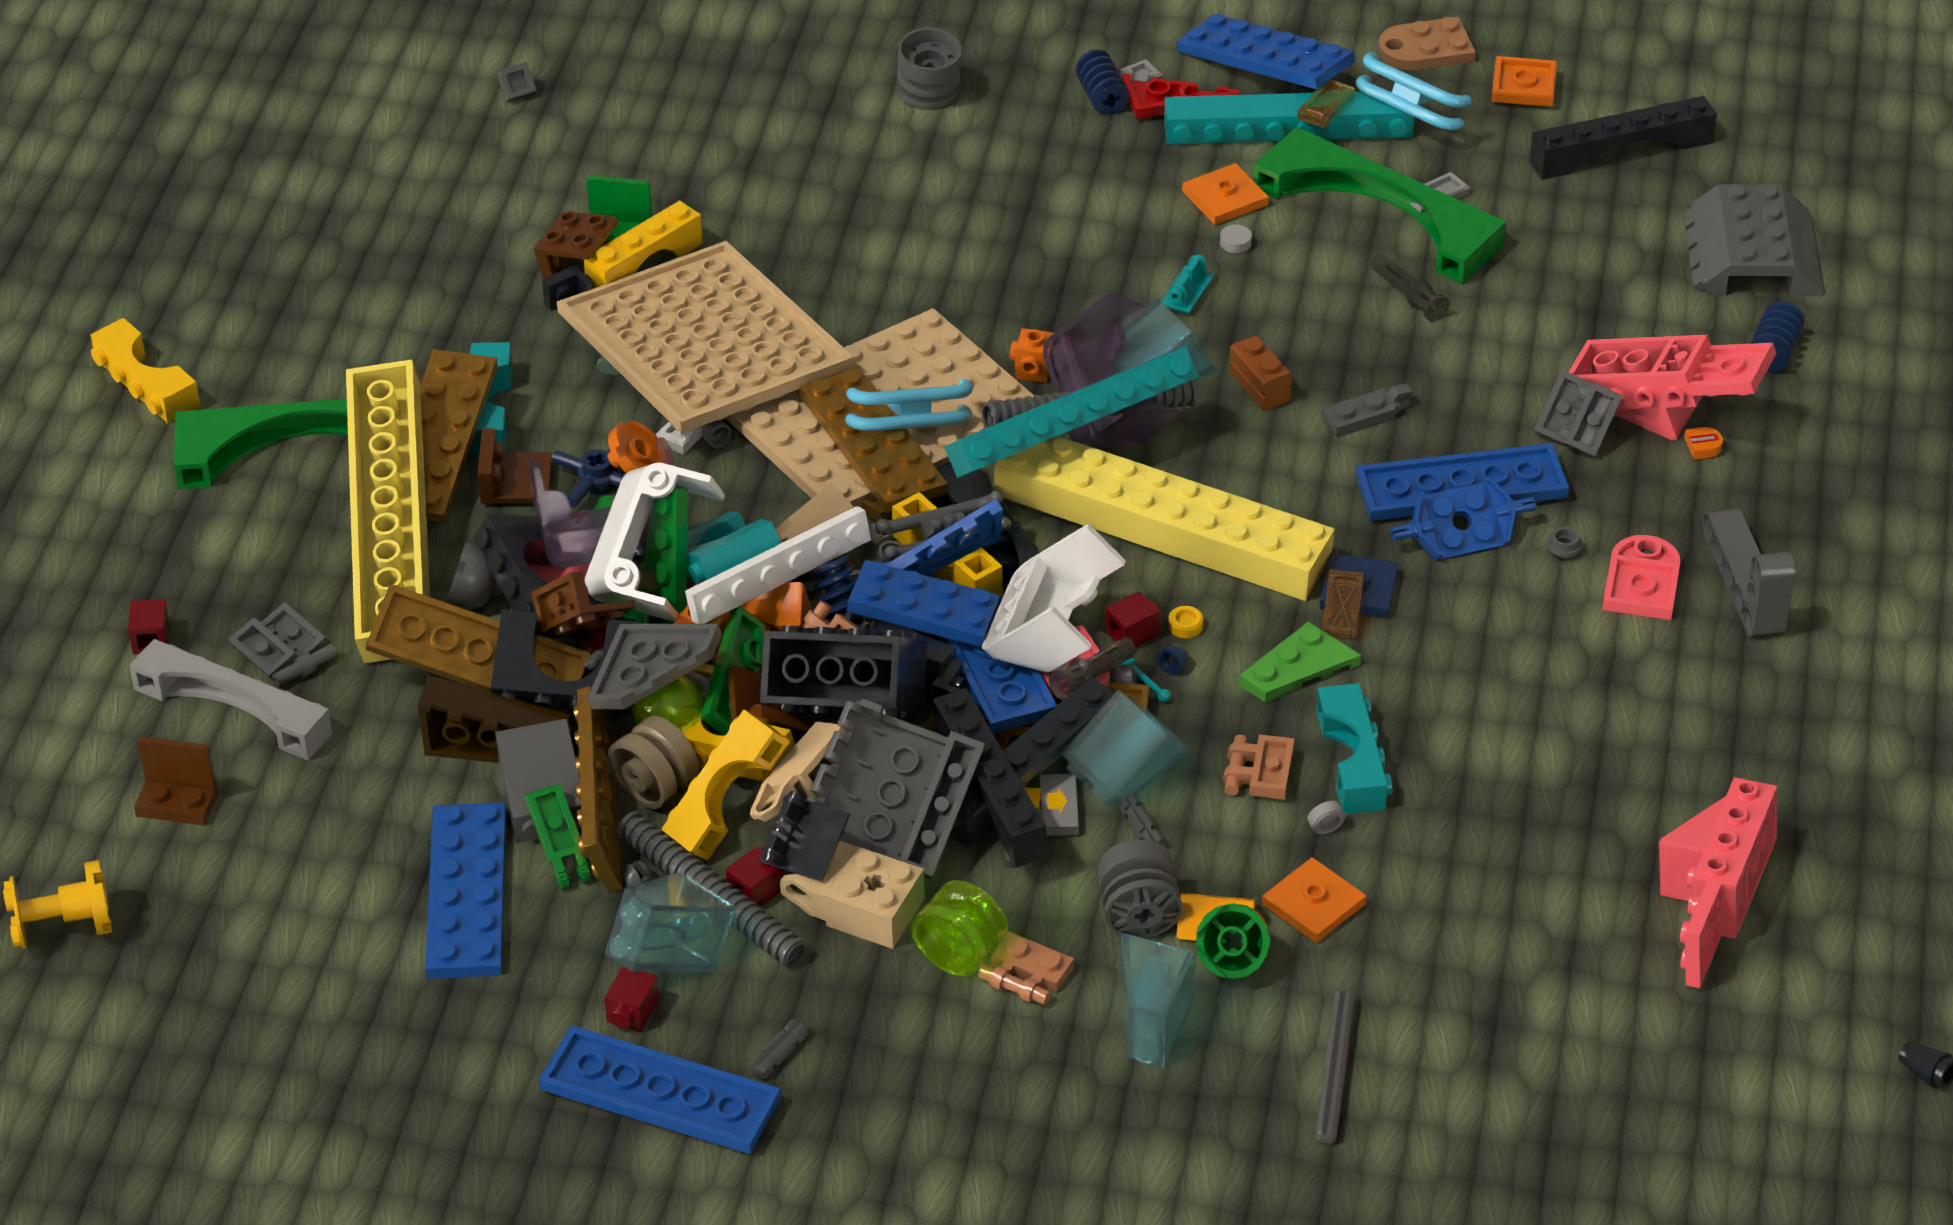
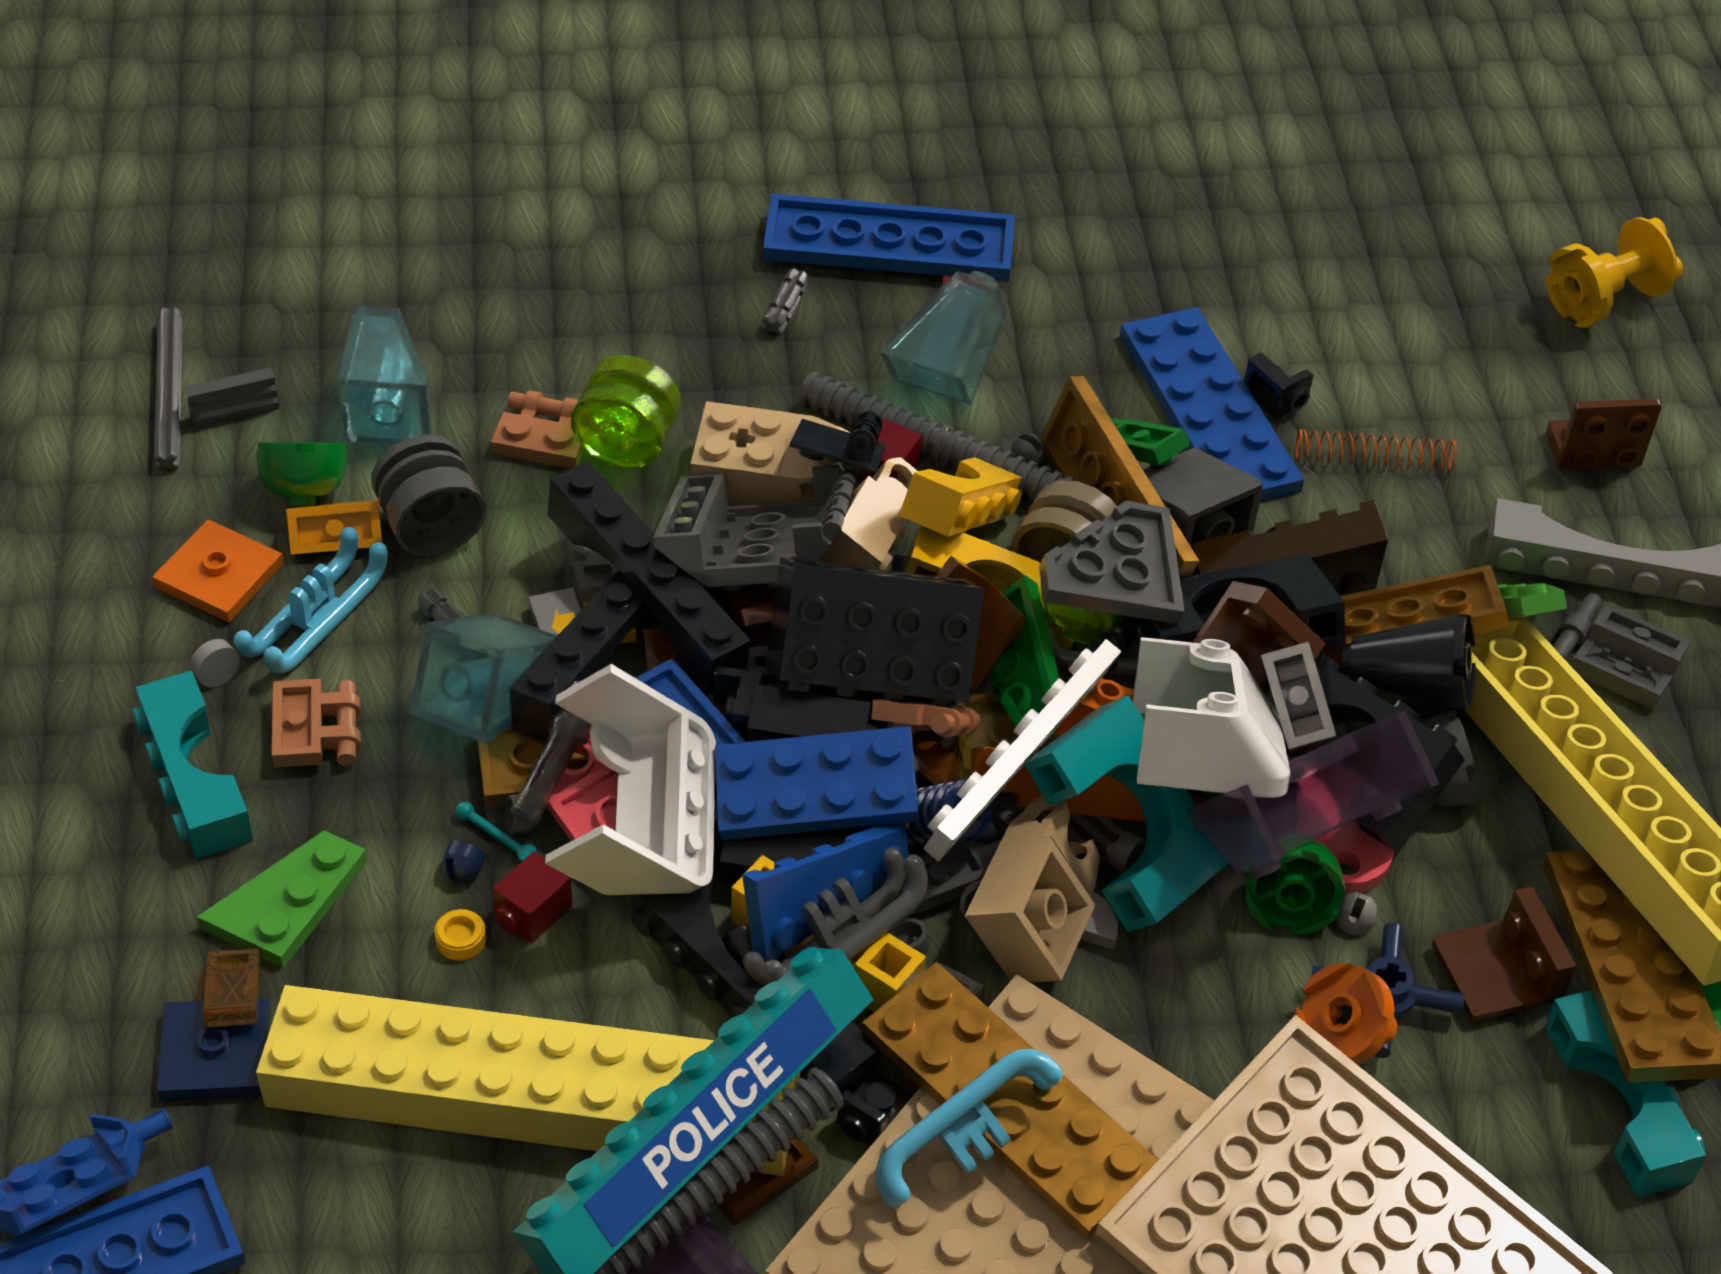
camera: 160 degrees right, 5 degrees up
(342, 663) = (1531, 599): none -> bright green wing
(376, 831) = (1299, 436): none -> orange piece
(403, 874) = (1274, 389): none -> black bracket
(466, 581) = (1418, 660): none -> black cone
(572, 555) = (1299, 696): none -> light grey brick
(1247, 848) = (315, 606): none -> medium azure piece
(1282, 1033) = (232, 401): none -> dark grey tile

